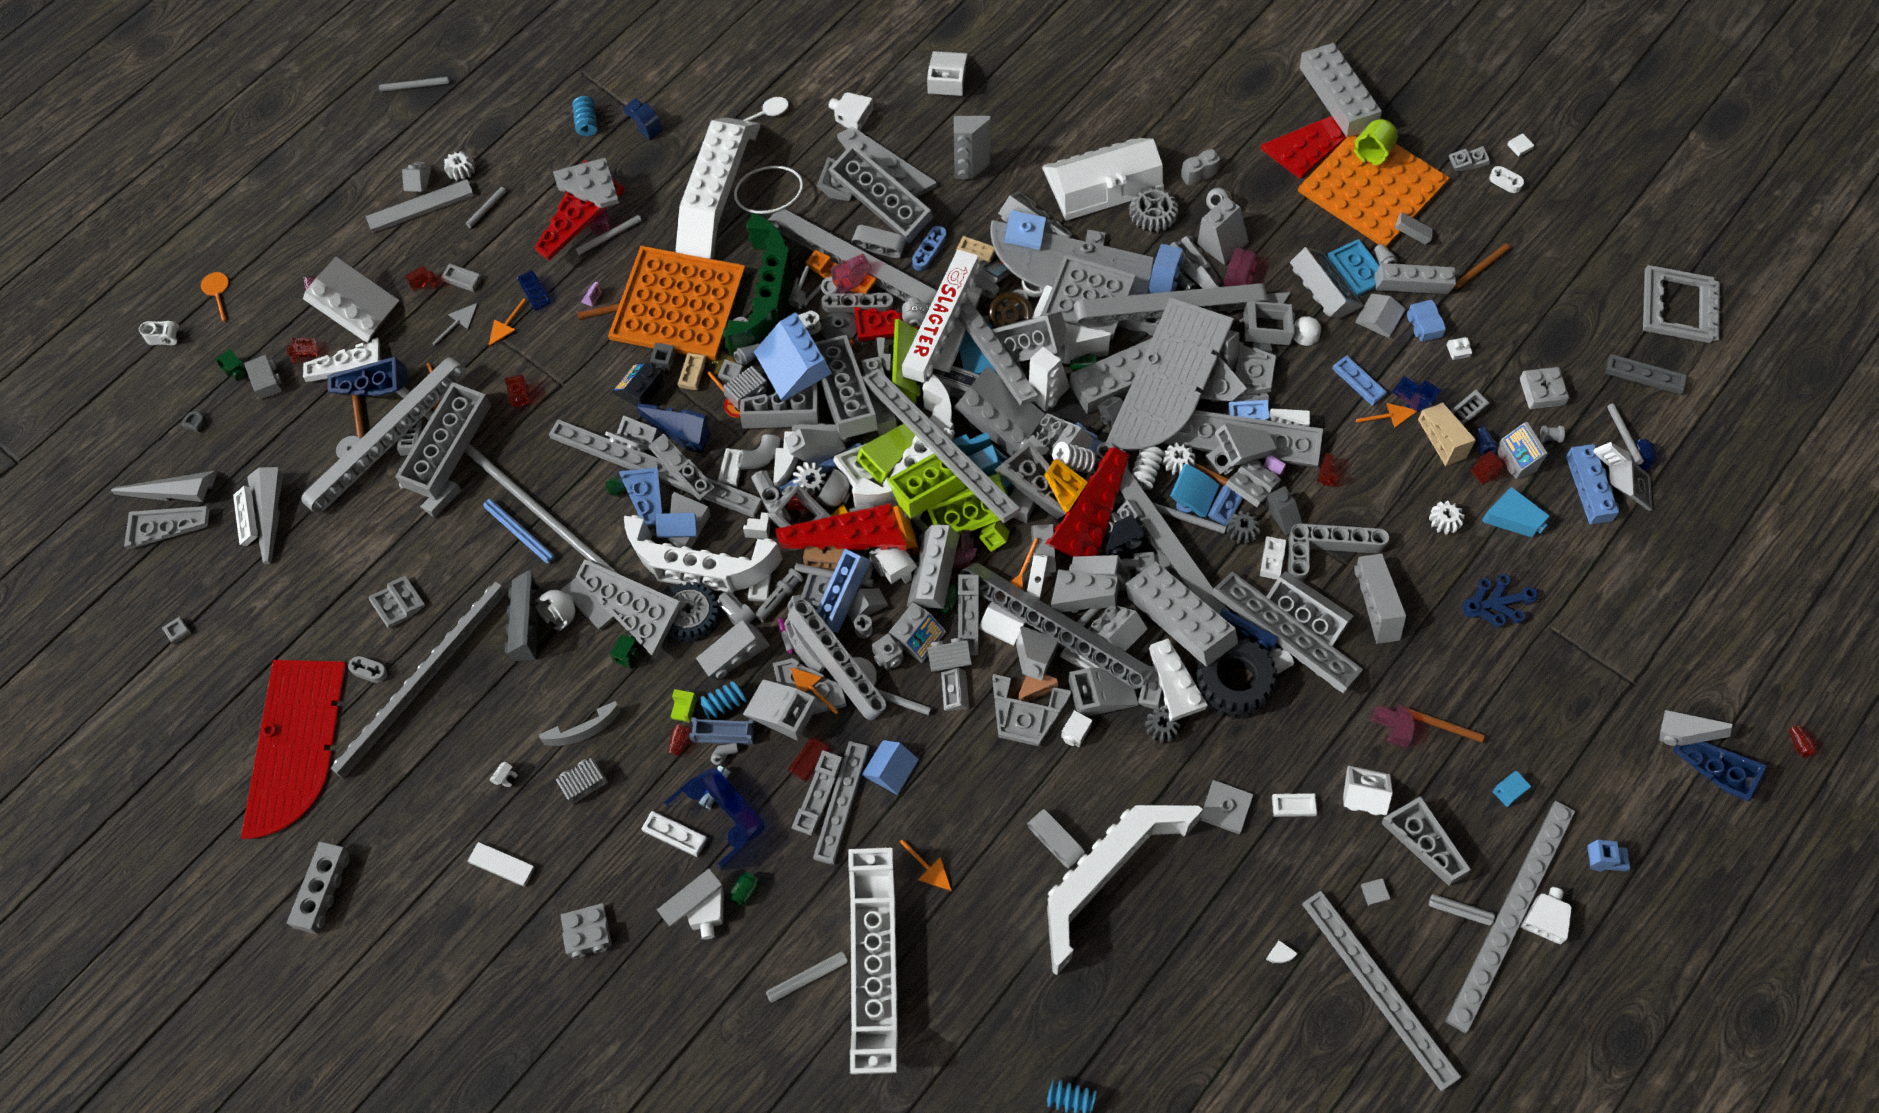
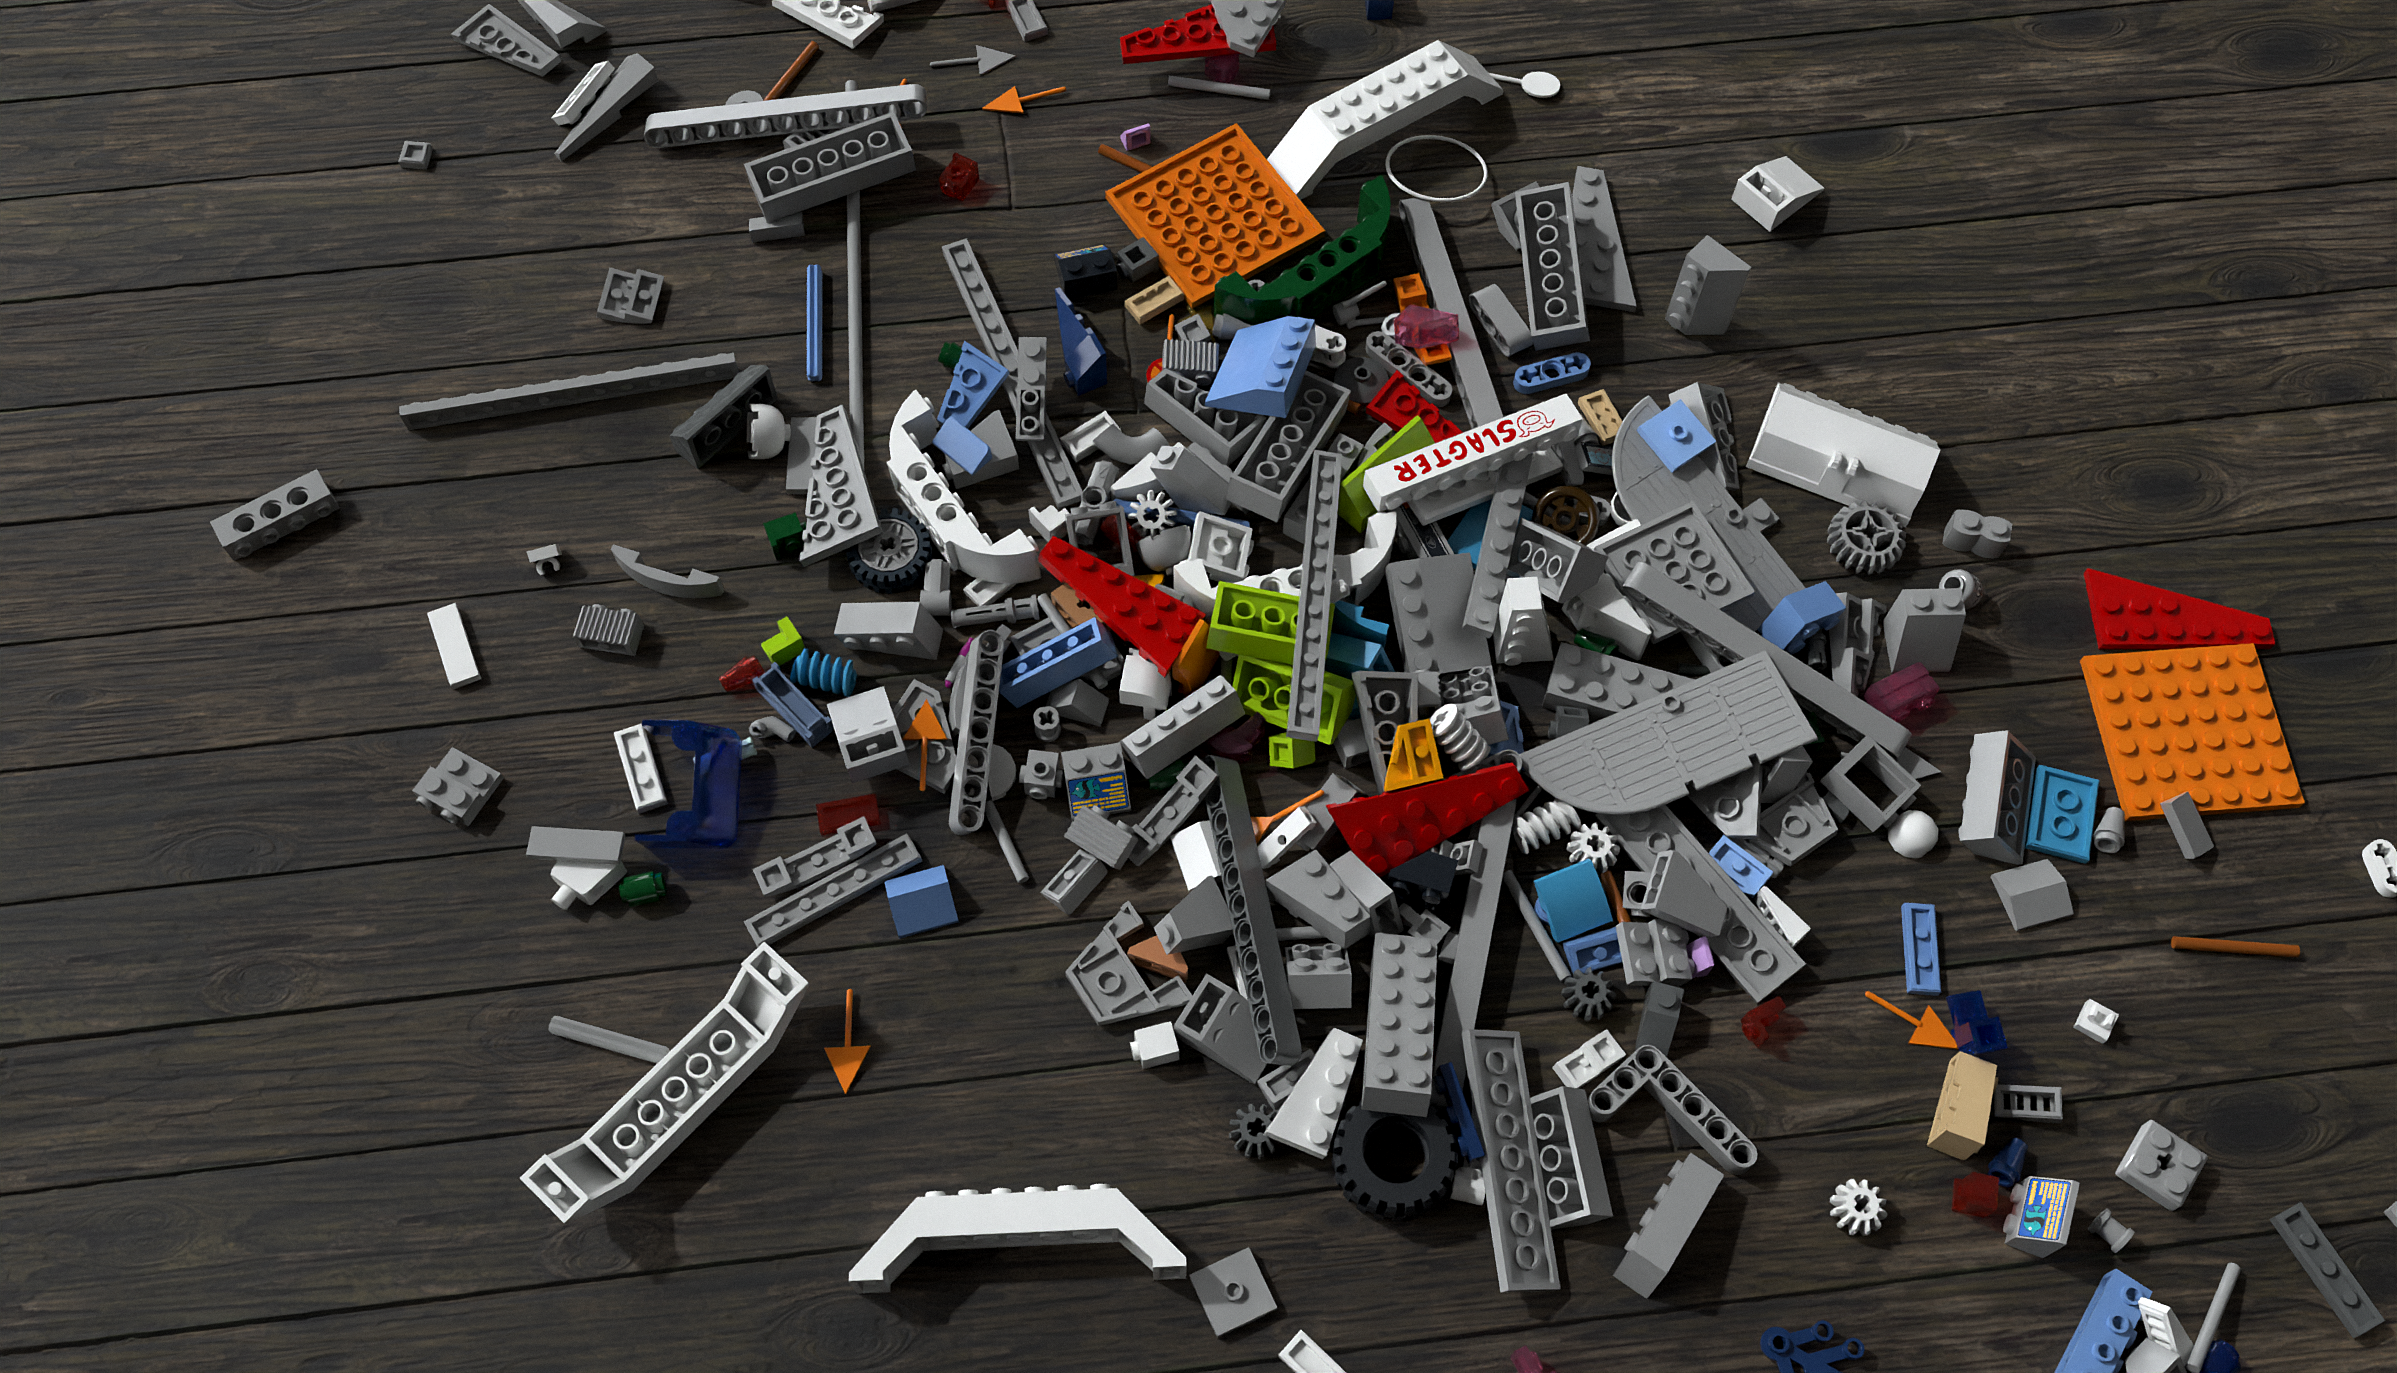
camera: 40 degrees right, 0 degrees up
(292, 742) = (399, 353): red door -> none
(366, 673) = (533, 341): light grey beam -> none
(370, 379) = (831, 50): dark blue wedge -> none
(528, 280) = (1085, 70): clear blue slope -> none
(634, 434) = (1022, 316): light grey bracket -> none
(852, 110) = (1621, 152): white torso -> none
(884, 452) = (1256, 552): lime slope -> none
(913, 312) = (1452, 423): light grey head -> none
(1055, 838) = (1007, 1143): light grey beam -> none
(1339, 89) = (2261, 581): light grey brick -> none
(1376, 141) = (2240, 678): lime cylinder -> none
(1415, 278) = (2121, 887): light grey brick -> none
(1426, 320) = (2084, 950): medium blue brick -> none
(1469, 160) = (2353, 802): light grey slope -> none
(1516, 514) = (1956, 1285): dark azure slope -> none

